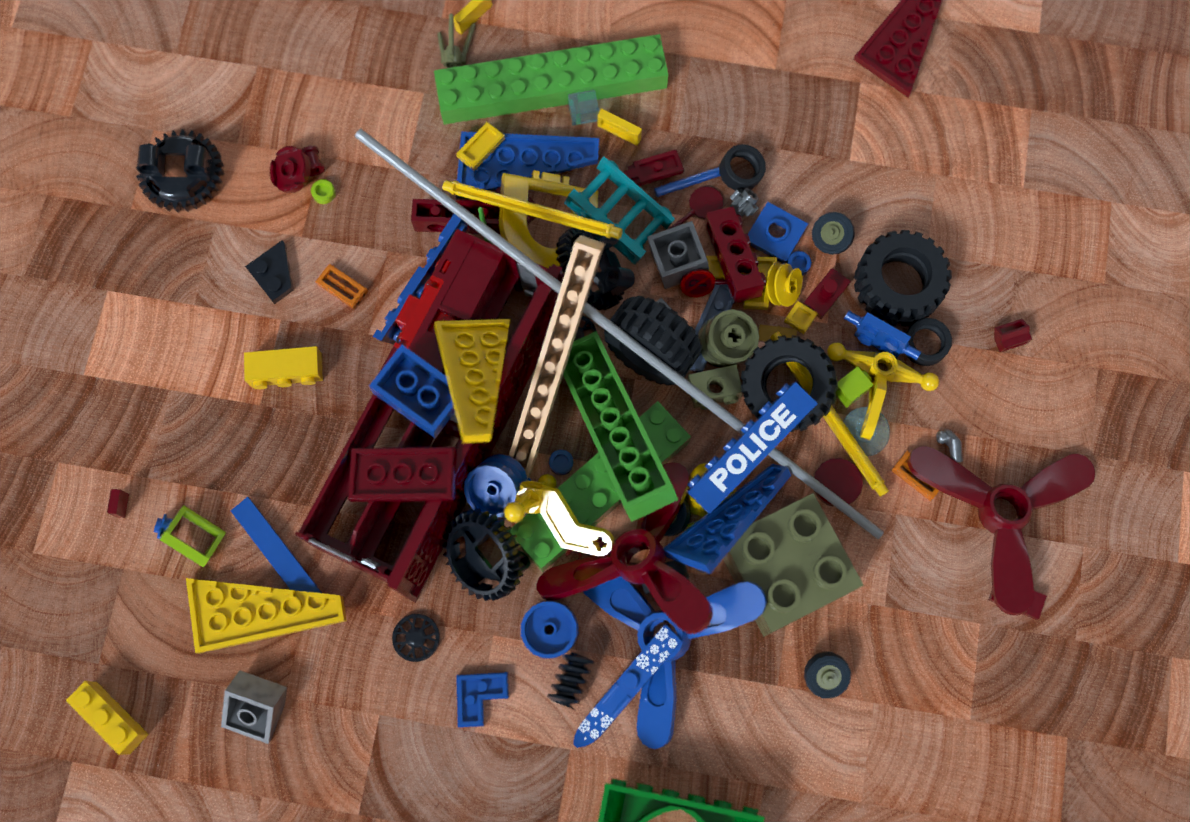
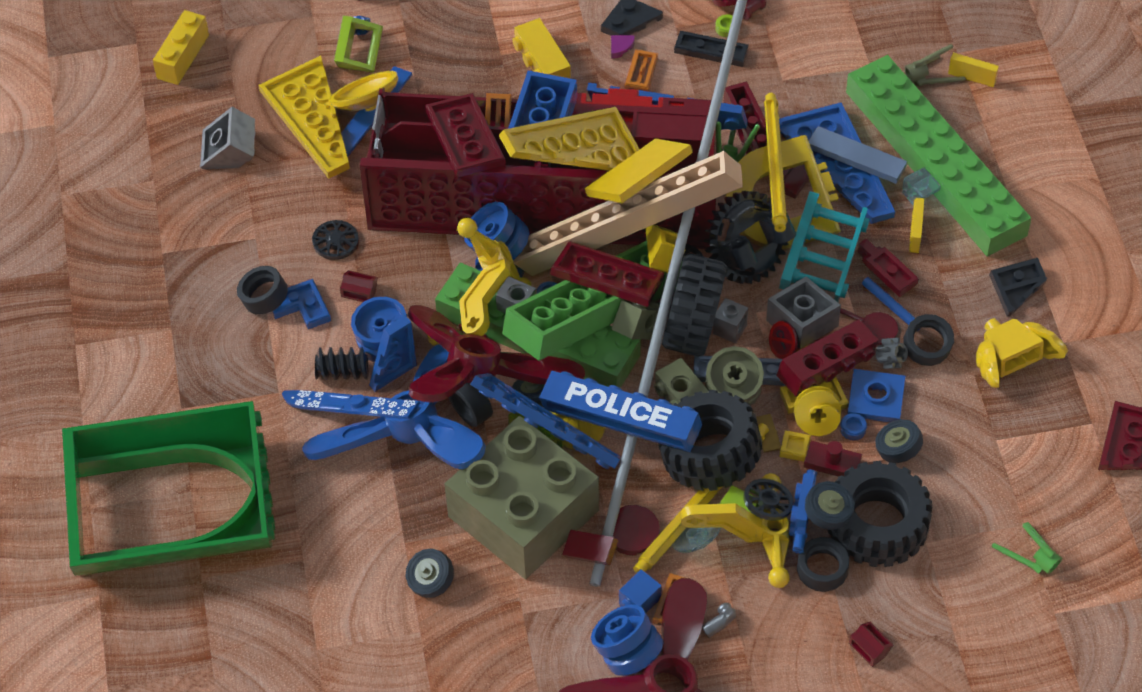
camera: 70 degrees right, 20 degrees down
(258, 550) = (364, 91): none -> yellow dish
(302, 292) = (621, 44): none -> magenta tile
(343, 215) = (708, 48): none -> black tile
(358, 426) = (489, 96): none -> orange tile
(437, 737) = (268, 301): none -> black tyre
(474, 567) = (422, 265): black piece -> none
(480, 146) = (833, 119): yellow tile -> none
(483, 633) = (358, 286): none -> dark red piece
(527, 329) = (638, 170): none -> yellow tile
(528, 142) = (857, 154): none -> sand blue tile
(579, 504) = (512, 293): none -> flat silver brick
(587, 623) = (395, 353): none -> blue wing
(590, 342) = (660, 247): none -> yellow slope
(598, 403) = (607, 273): none -> dark red tile
(643, 393) = (636, 320): none -> olive brick
(709, 76) = (1017, 283): none -> black wing
(775, 109) = (1013, 347): none -> yellow torso
(854, 523) = (590, 547): none -> dark red tile
(864, 359) = (768, 499): none -> black wheel
(904, 312) = (829, 505): none -> black wheel
(908, 502) = (640, 591): none -> blue brick
(977, 171) = (1045, 557): none -> bright green plant
(977, 525) = (627, 640): none -> blue wheel

